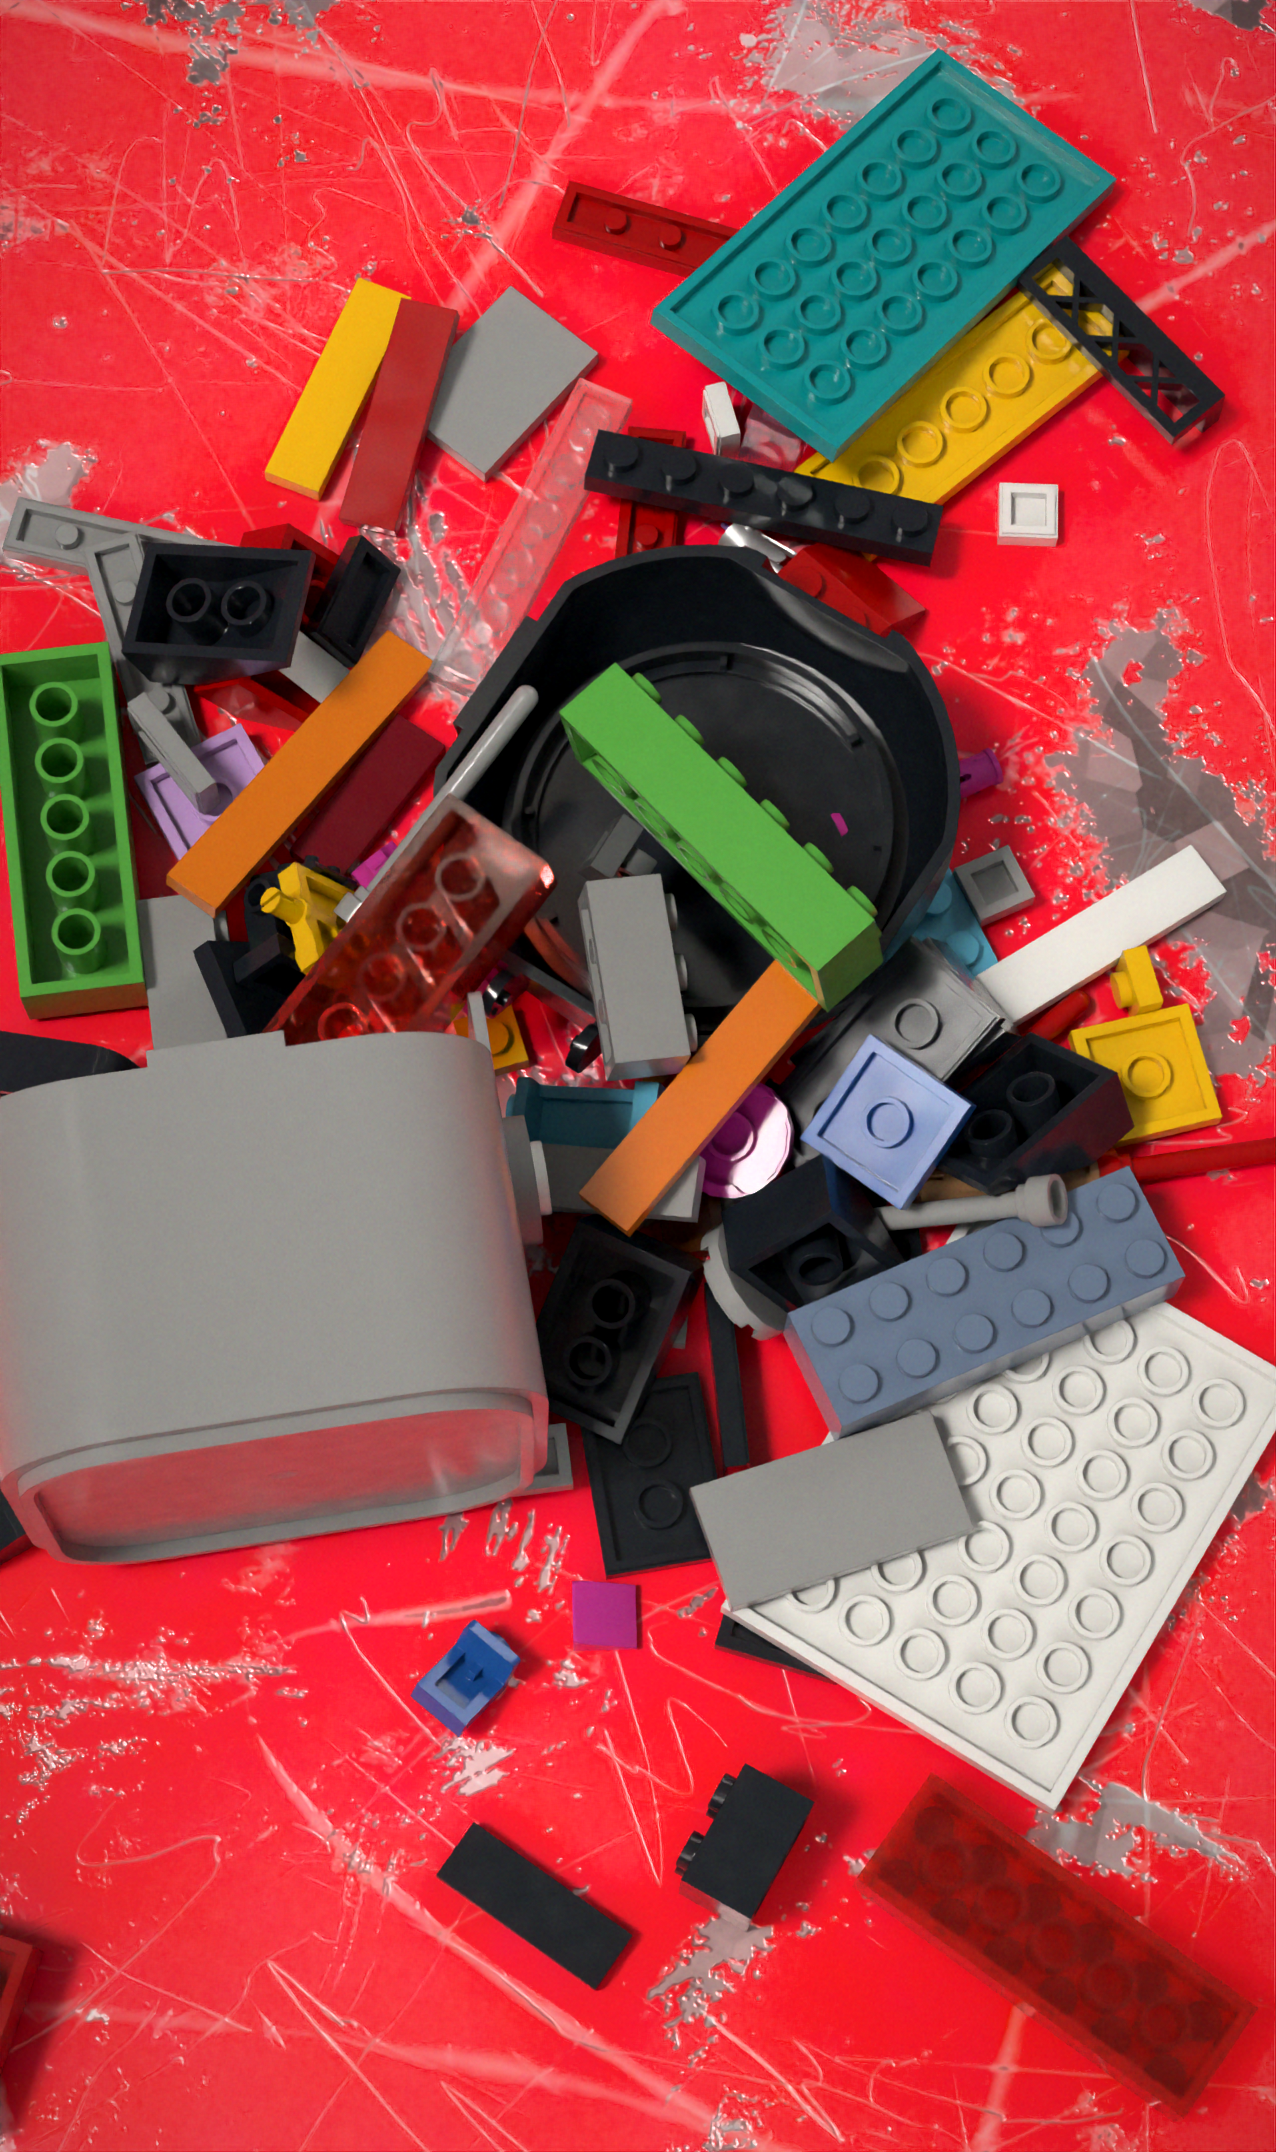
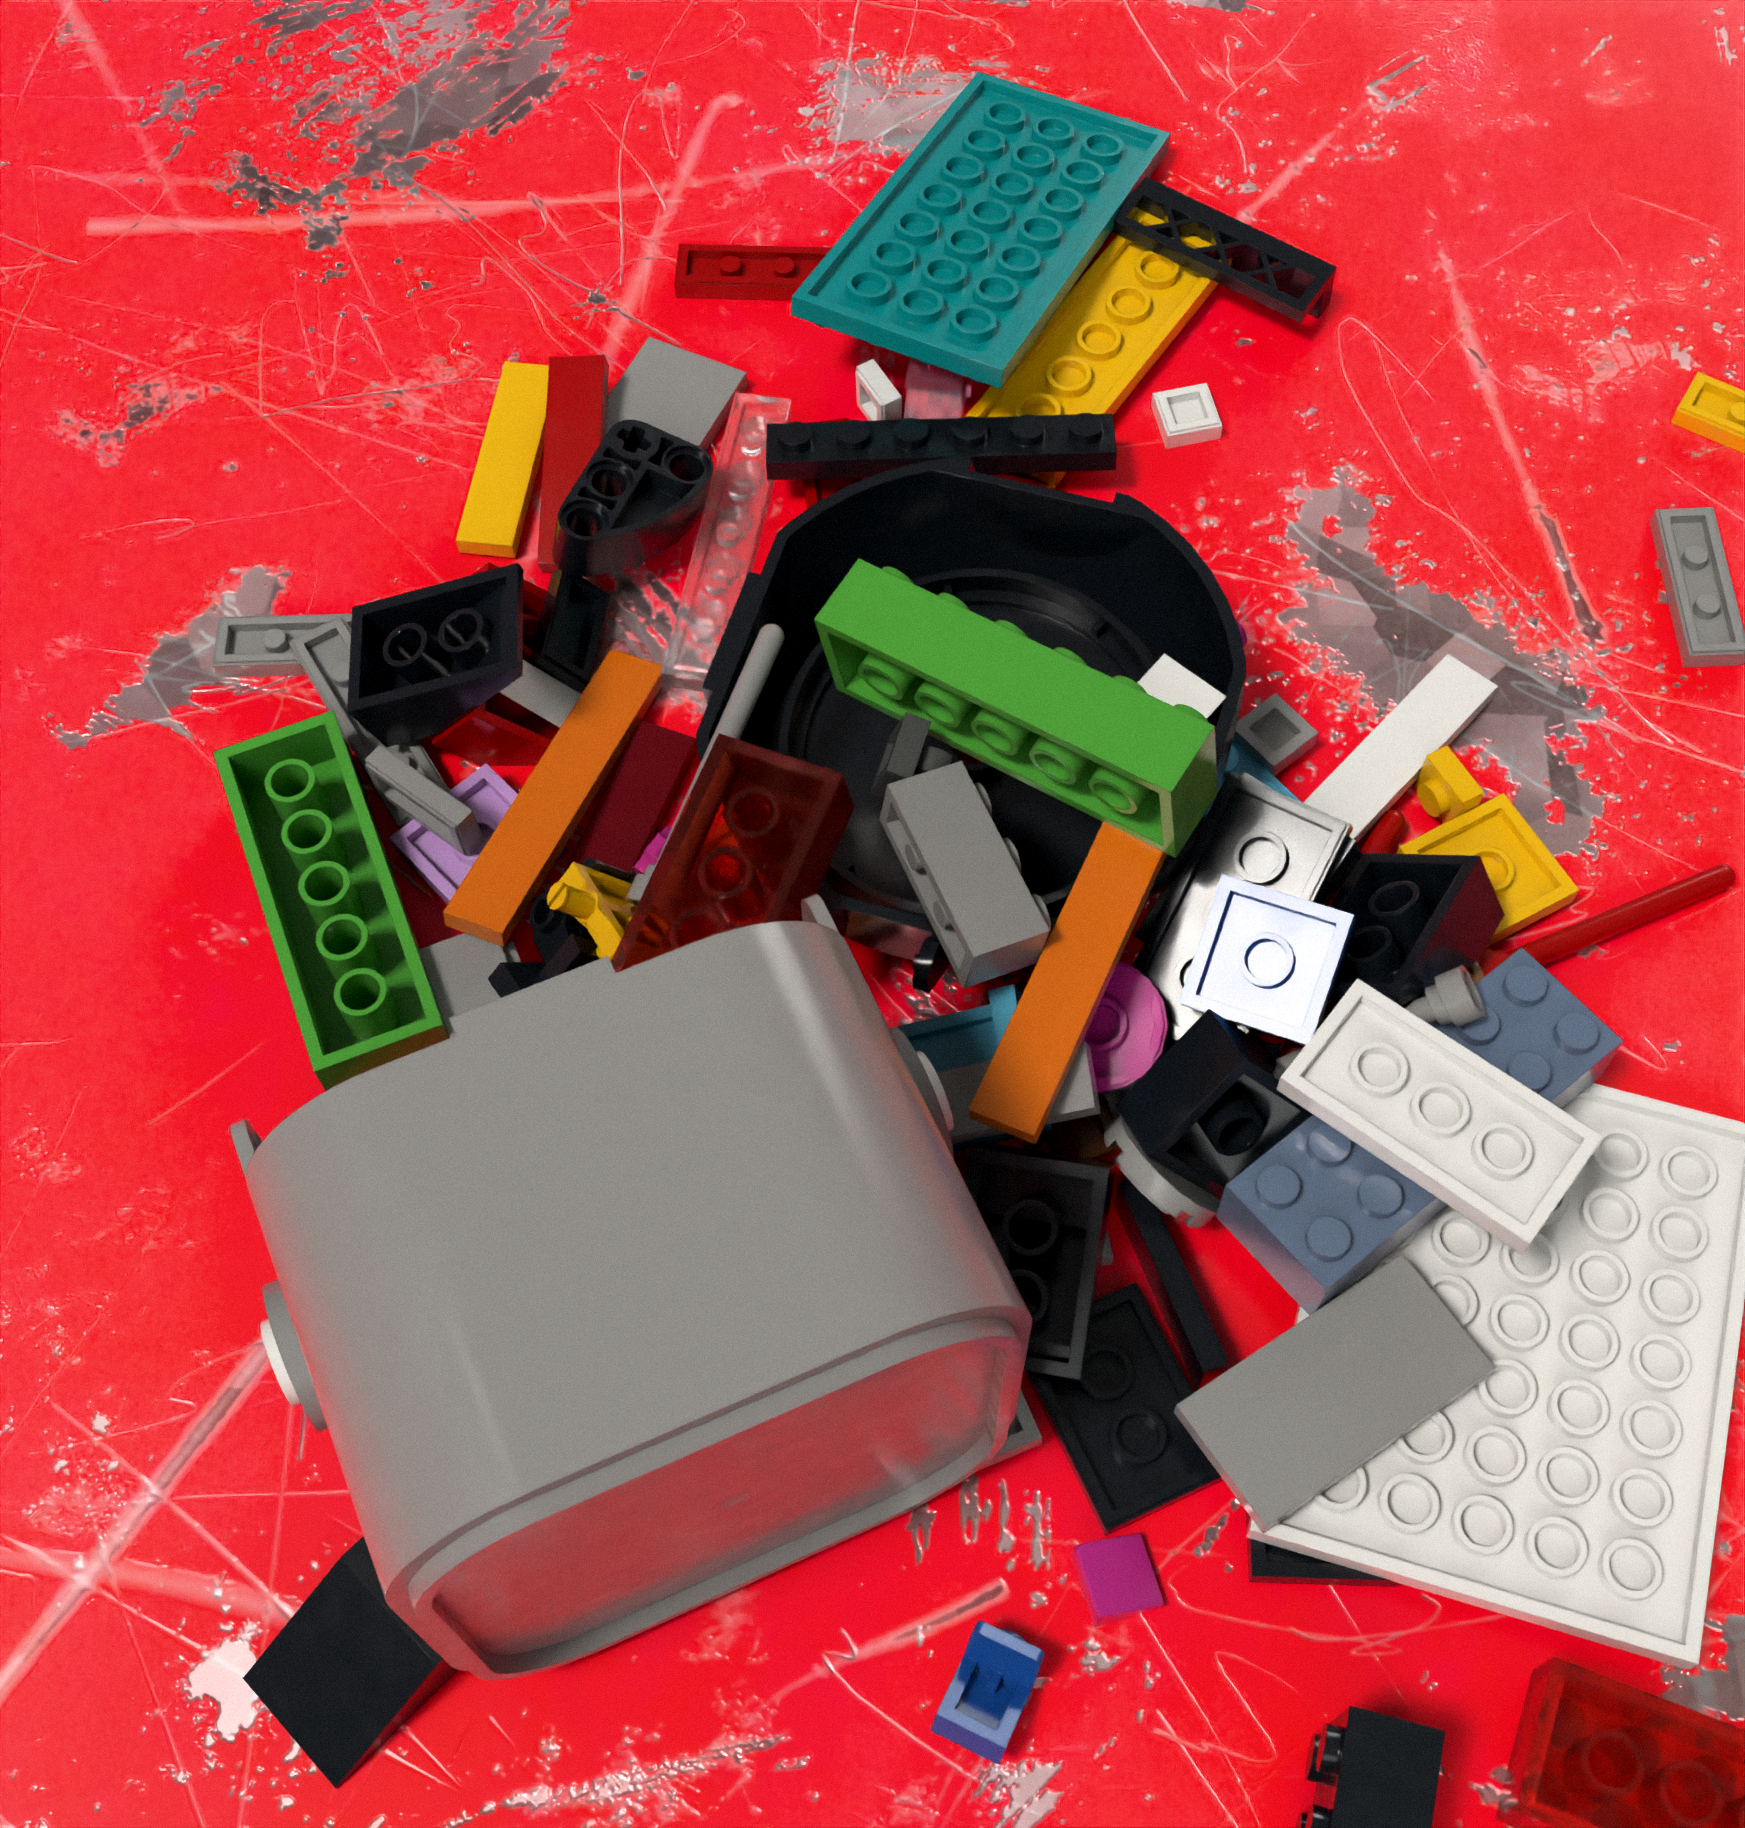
camera: 10 degrees left, 10 degrees down
(461, 488) = (631, 500): none -> black beam
(882, 852) = (1178, 685): none -> white sticker
(986, 1301) = (1440, 1115): none -> white plate

